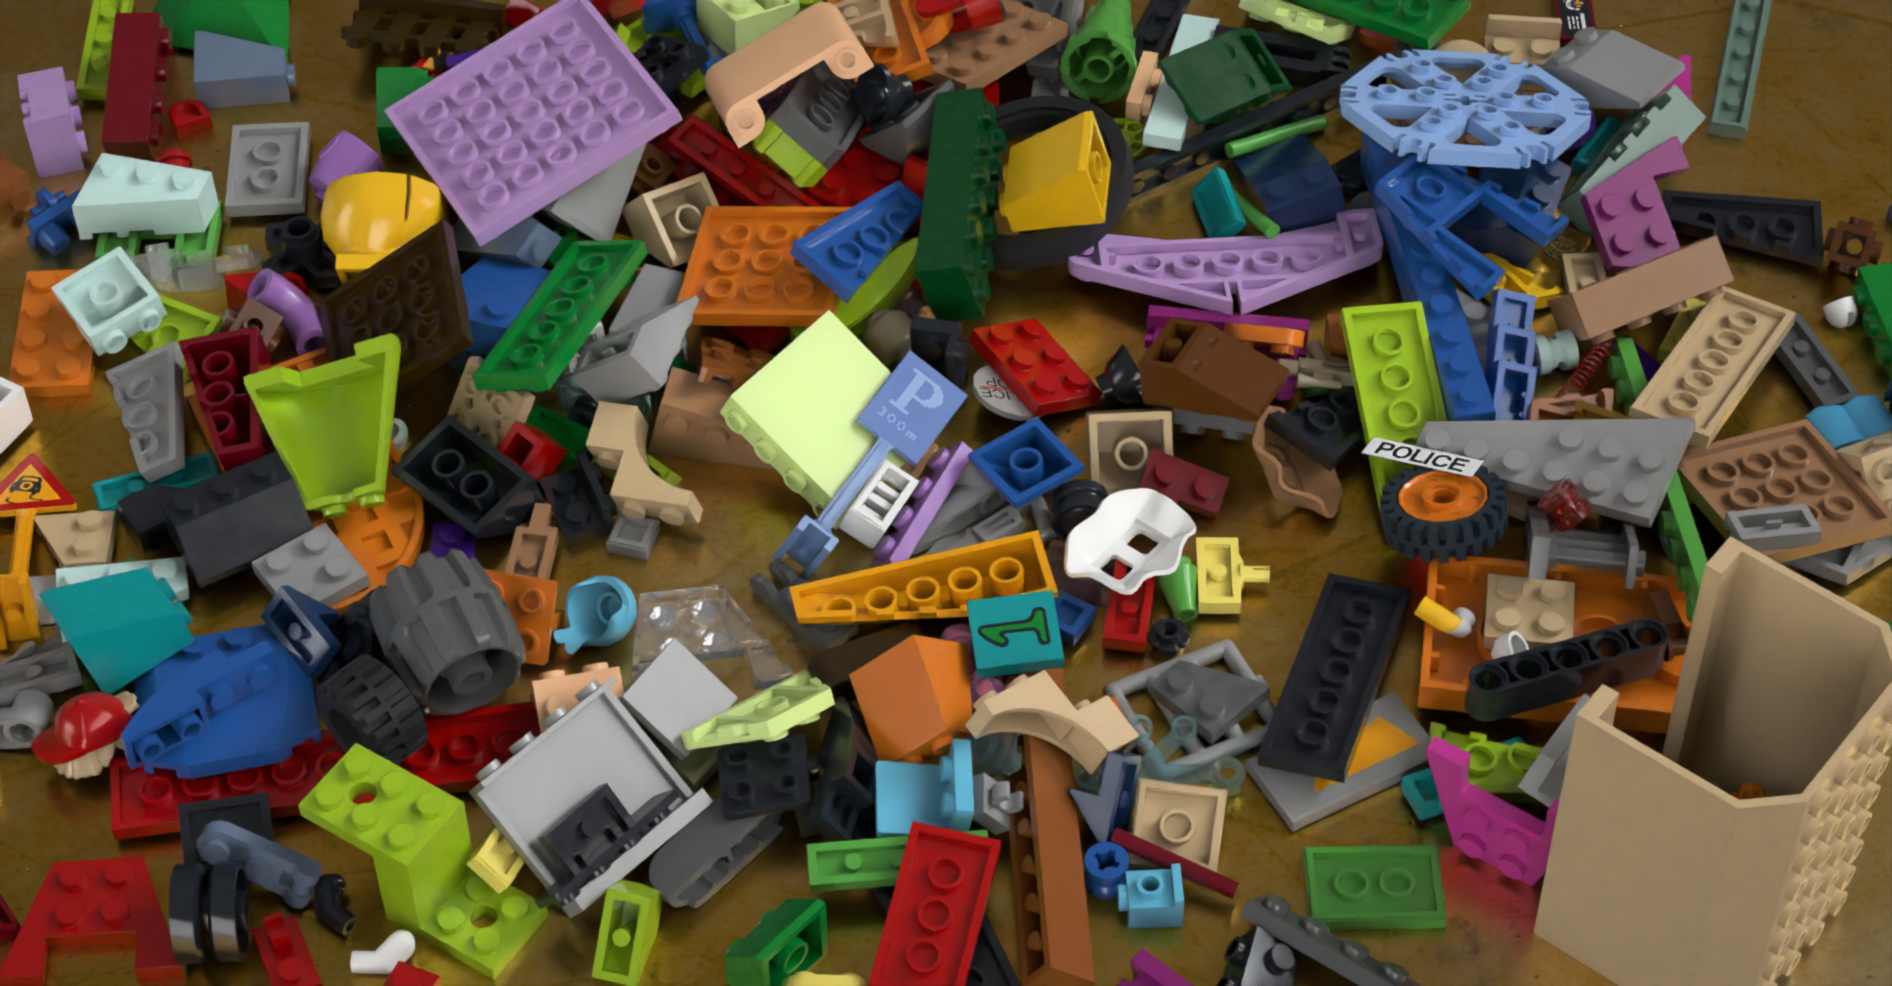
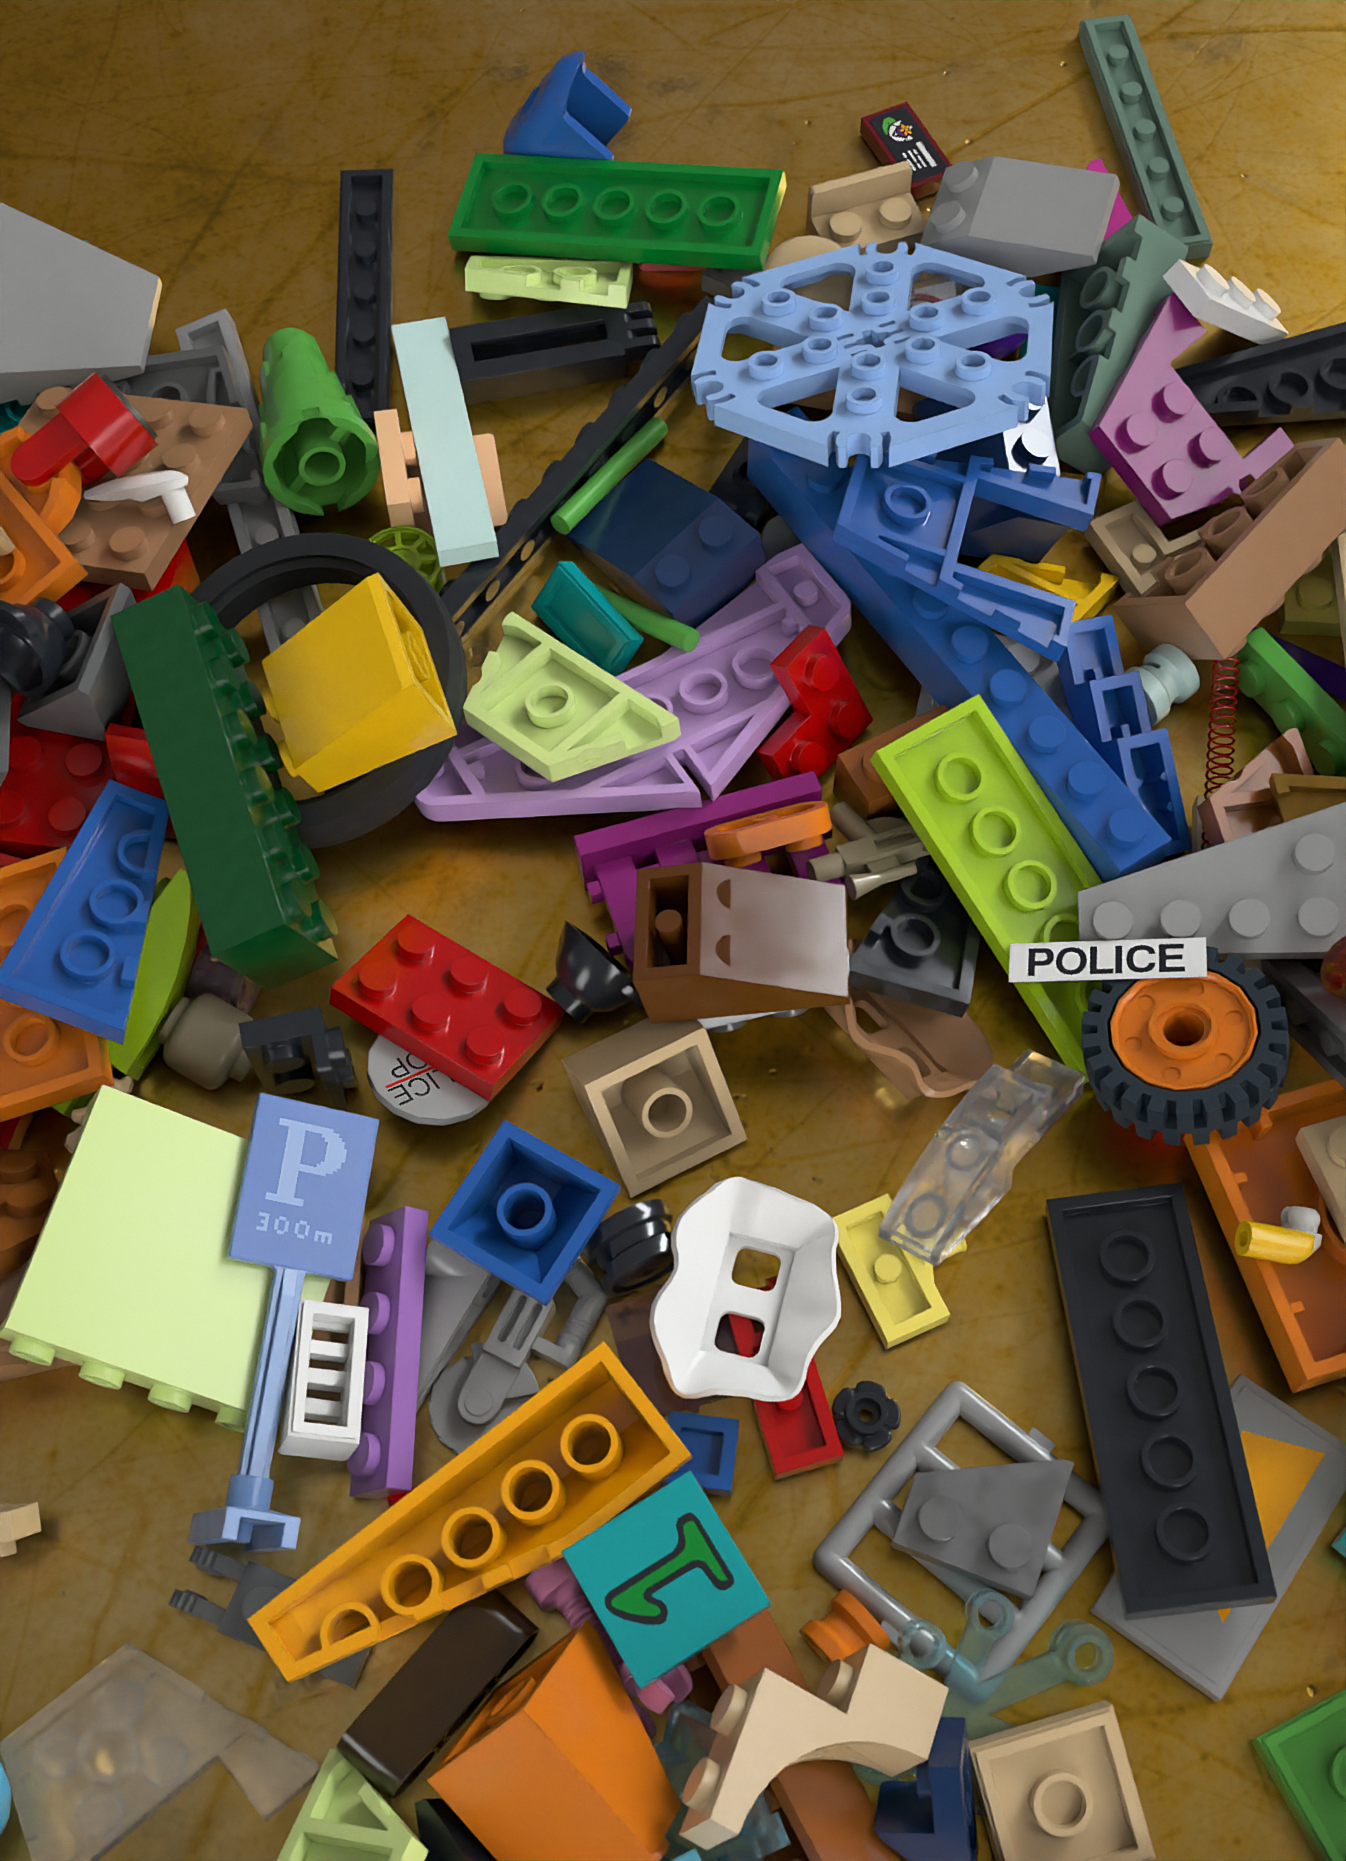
camera: 25 degrees left, 15 degrees up
(998, 42) = (146, 486): none -> white bar
(1175, 236) = (560, 707): none -> yellowish green wing
(1181, 590) = (855, 1335): bright green cone -> none
(1184, 483) = (753, 1131): dark red plate -> none
(1225, 77) = (509, 415): dark green slope -> none
(1296, 526) = (975, 1152): none -> clear slope
(1335, 283) = (825, 704): none -> red plate
(1718, 159) = (1226, 303): none -> white plate

